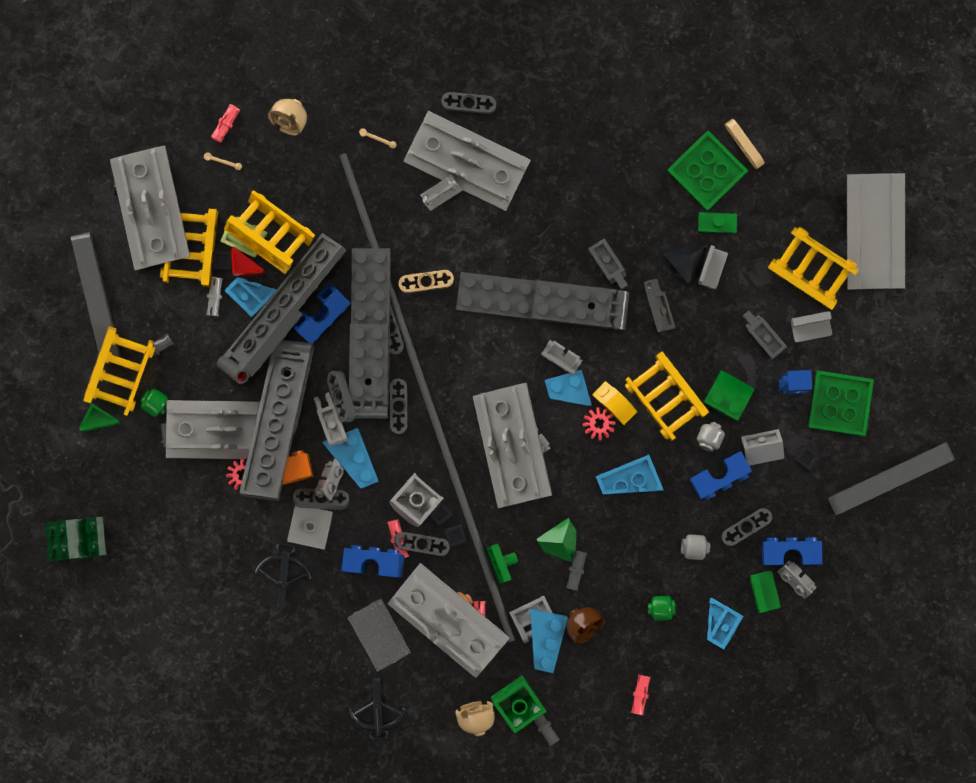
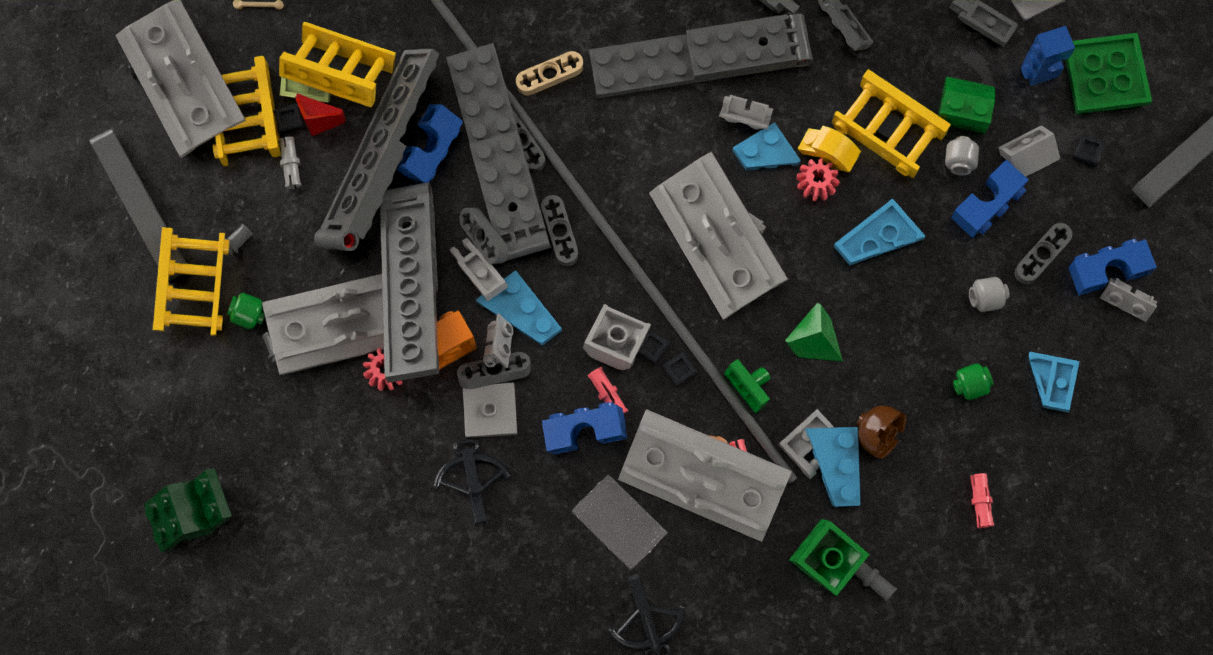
camera: 15 degrees left, 10 degrees down
(96, 419) = (178, 351): green slope -> none
(249, 295) = (332, 149): dark azure wing -> none
(434, 551) = (658, 394): dark grey beam -> none
(475, 717) = (779, 591): tan cylinder -> none
(576, 570) = (848, 367): dark grey pin -> none
(764, 591) = (1093, 326): green panel -> none

